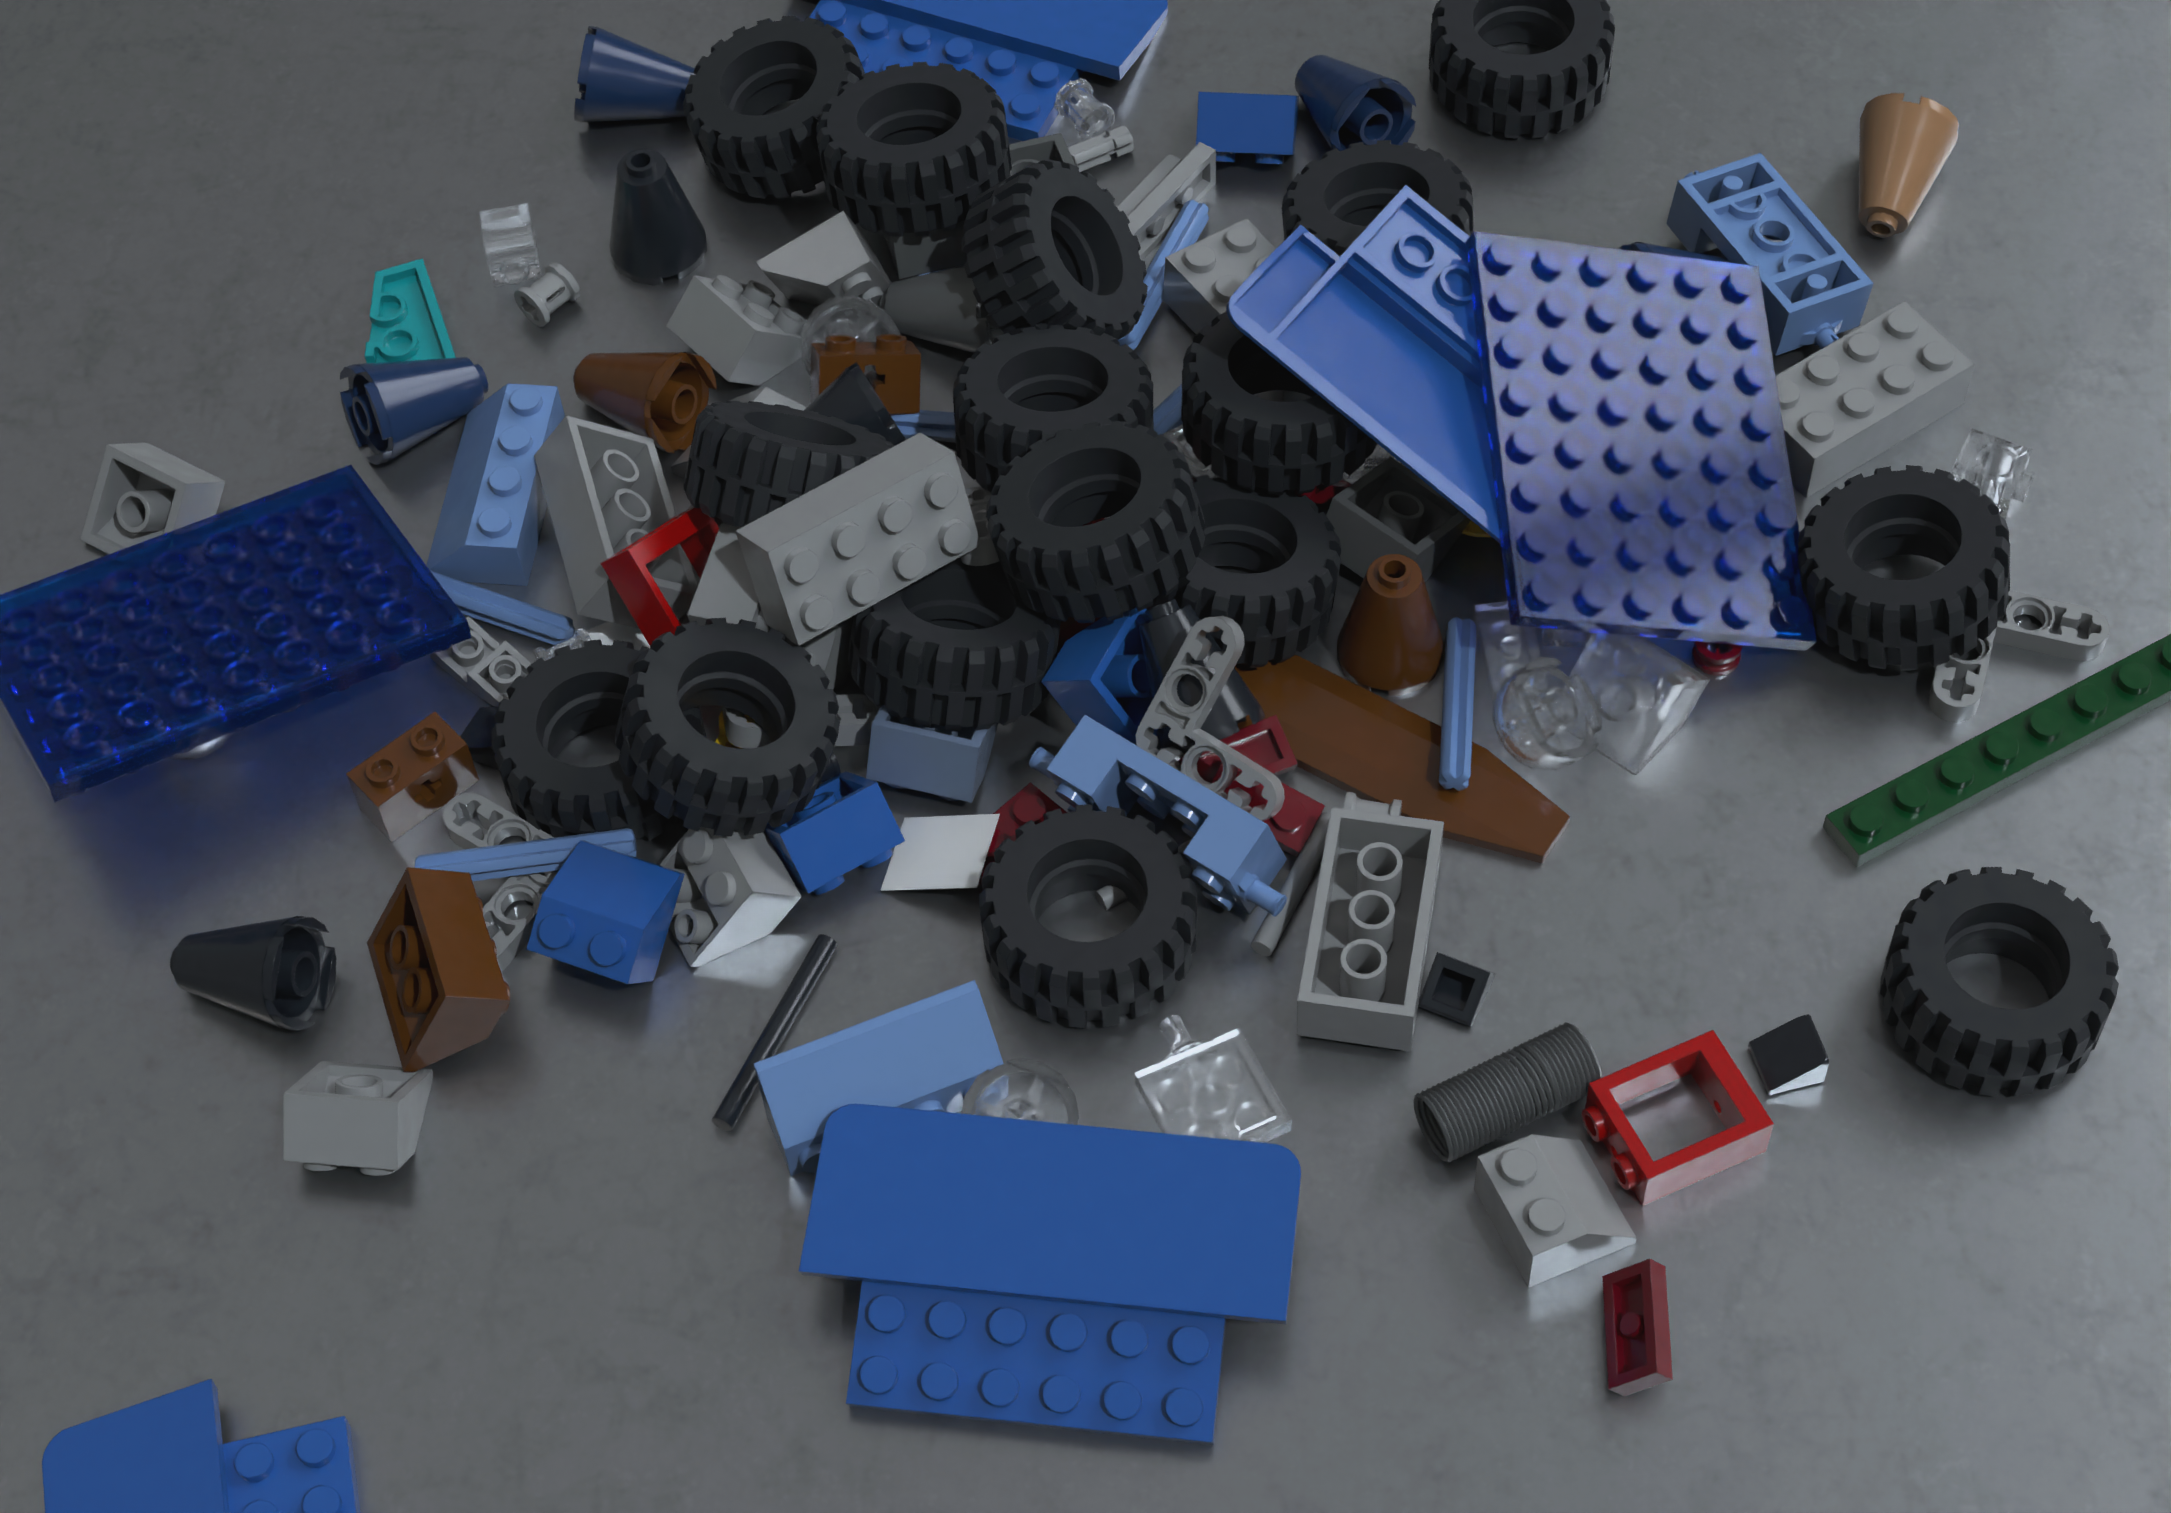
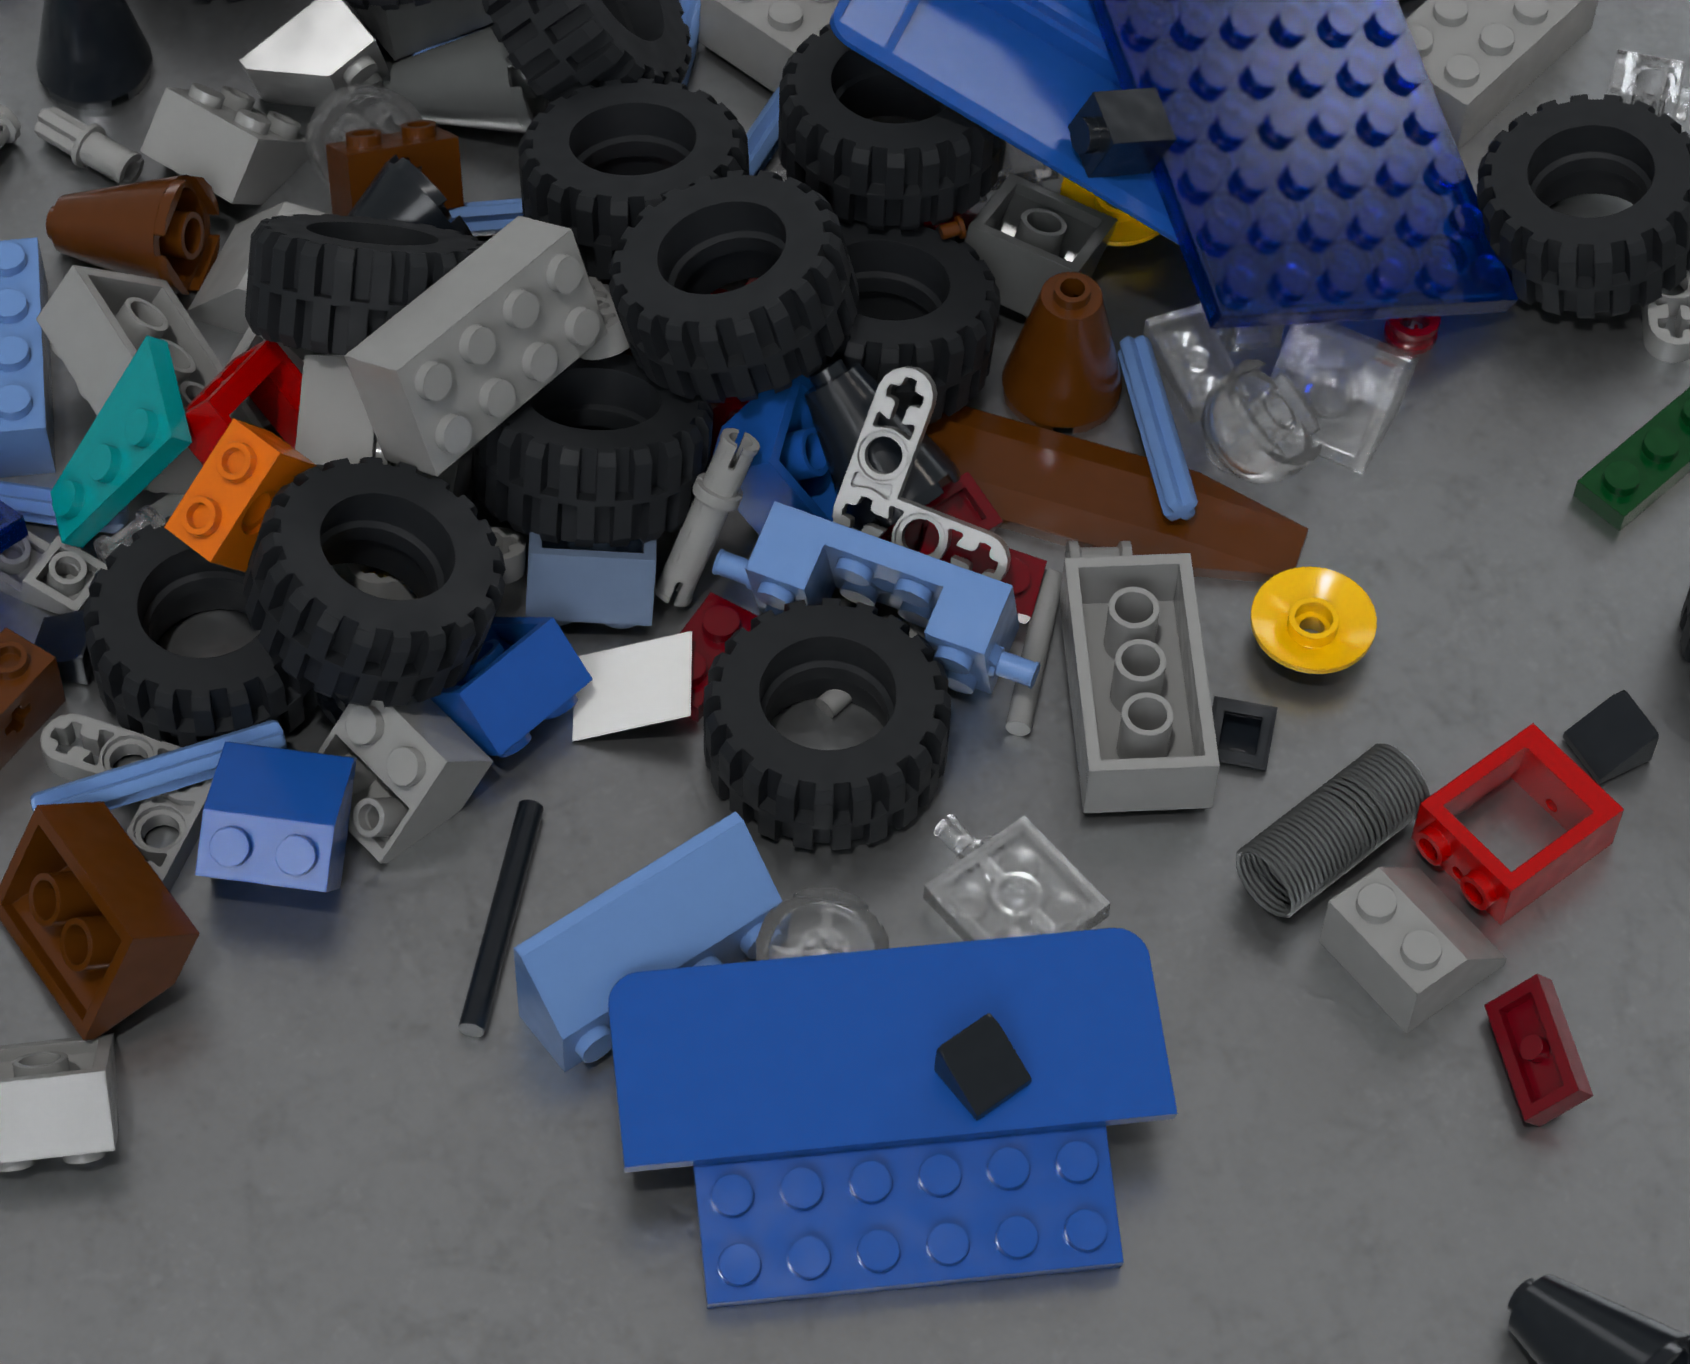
camera: 20 degrees left, 0 degrees up
(566, 576) = (125, 446): none -> teal wing
(627, 626) = (232, 493): none -> orange brick
(631, 315) = (89, 146): none -> light grey axle
(1041, 701) = (715, 496): none -> light grey pin
(1122, 1245) = (981, 1066): none -> black slope
(1313, 499) = (953, 229): none -> reddish brown piece
(1467, 439) = (1121, 132): none -> black brick
(1550, 881) = (1315, 601): none -> yellow dish

